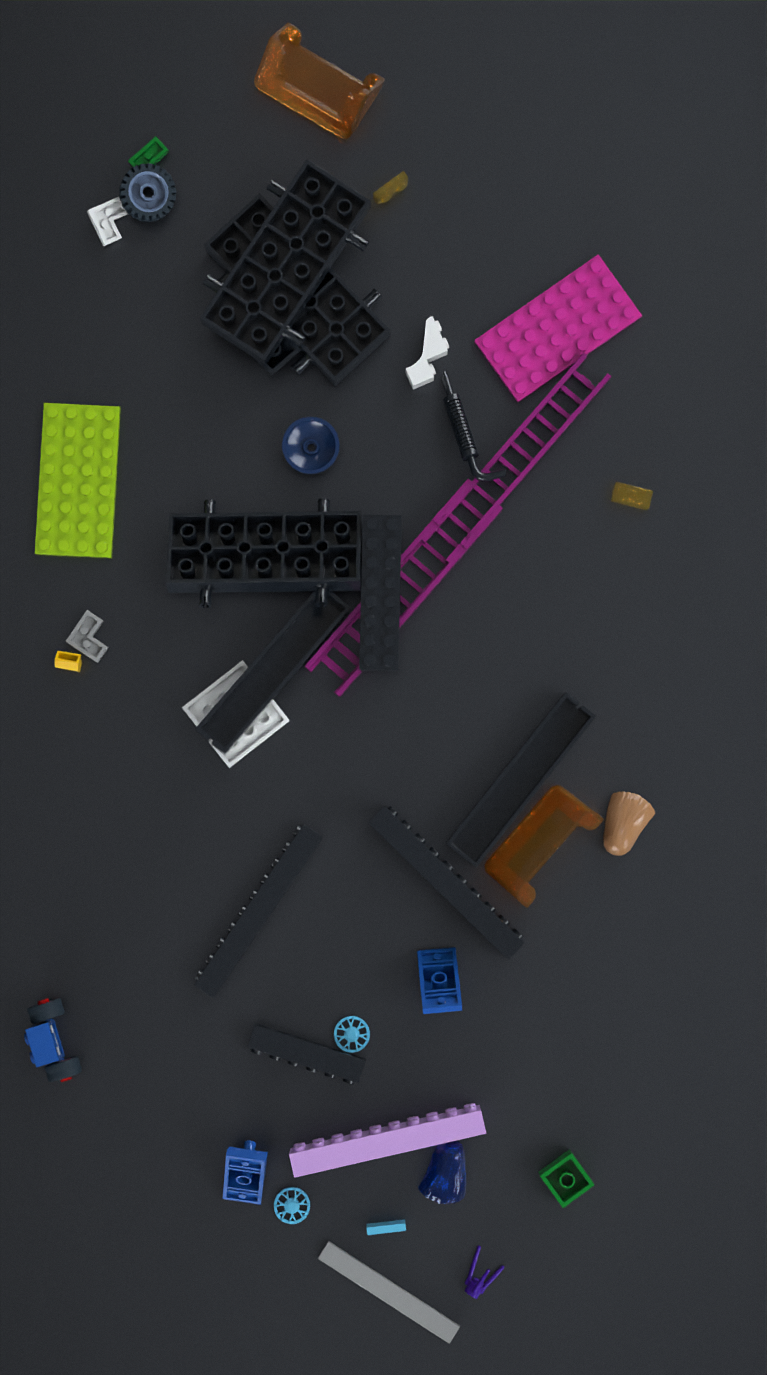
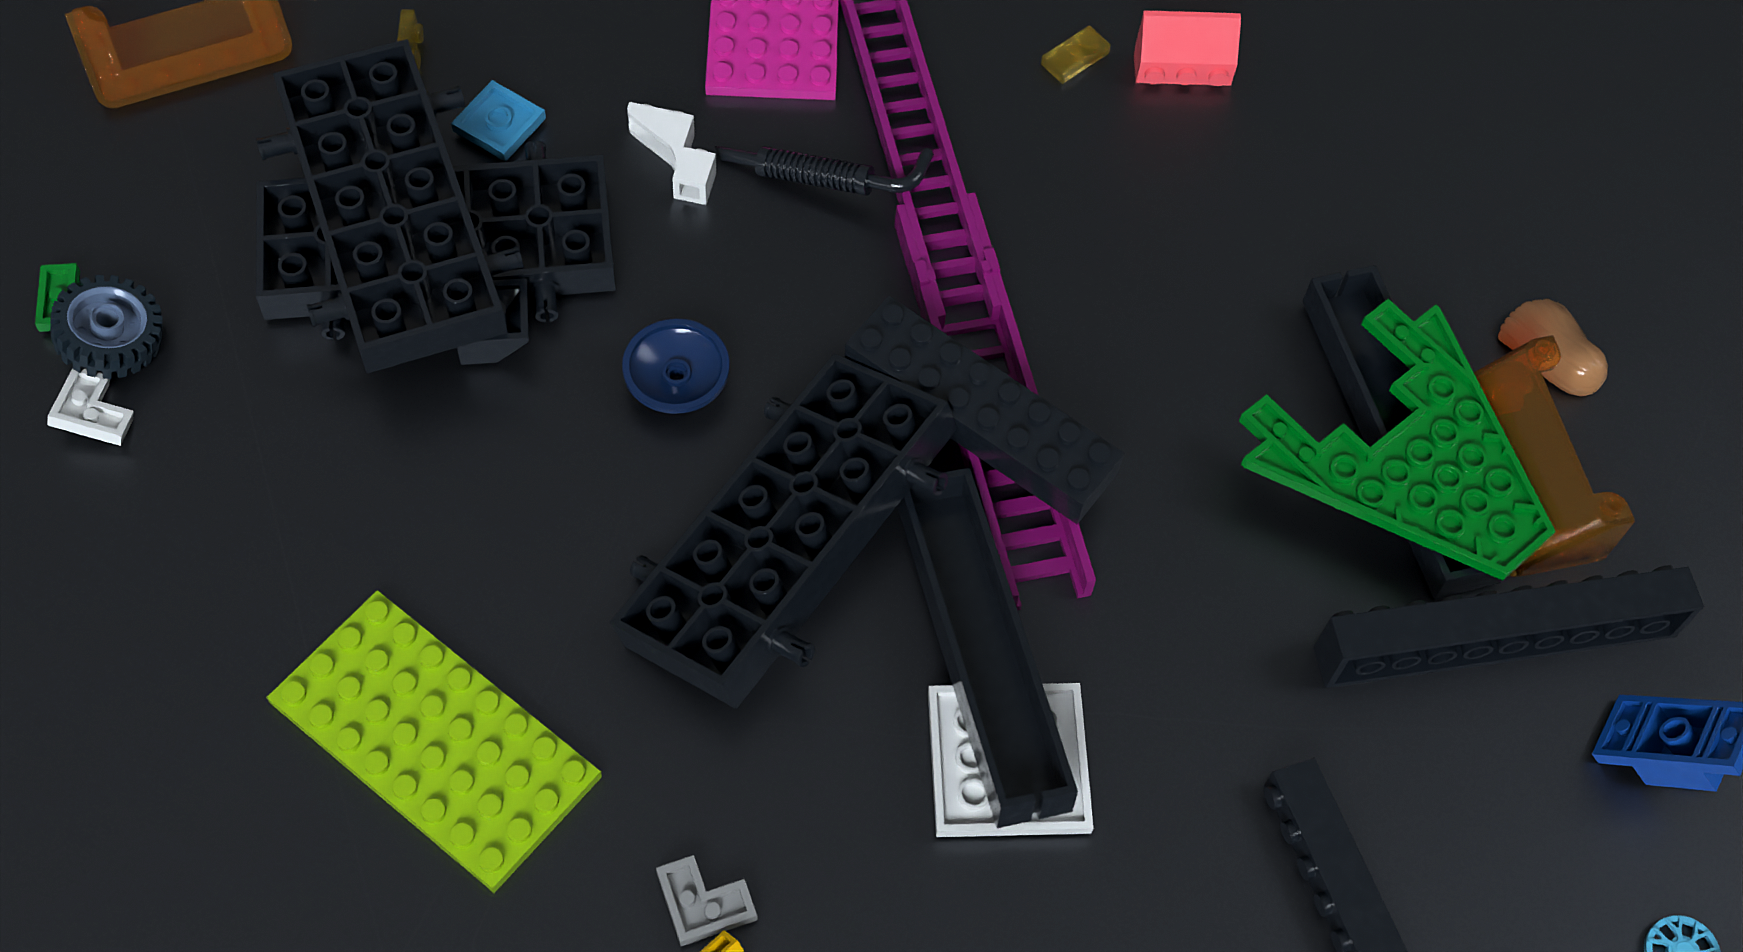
camera: 60 degrees left, 25 degrees down
(382, 263) = (498, 120): none -> dark azure plate
(495, 812) = (1436, 476): none -> green wing
(666, 549) = (1187, 48): none -> coral slope

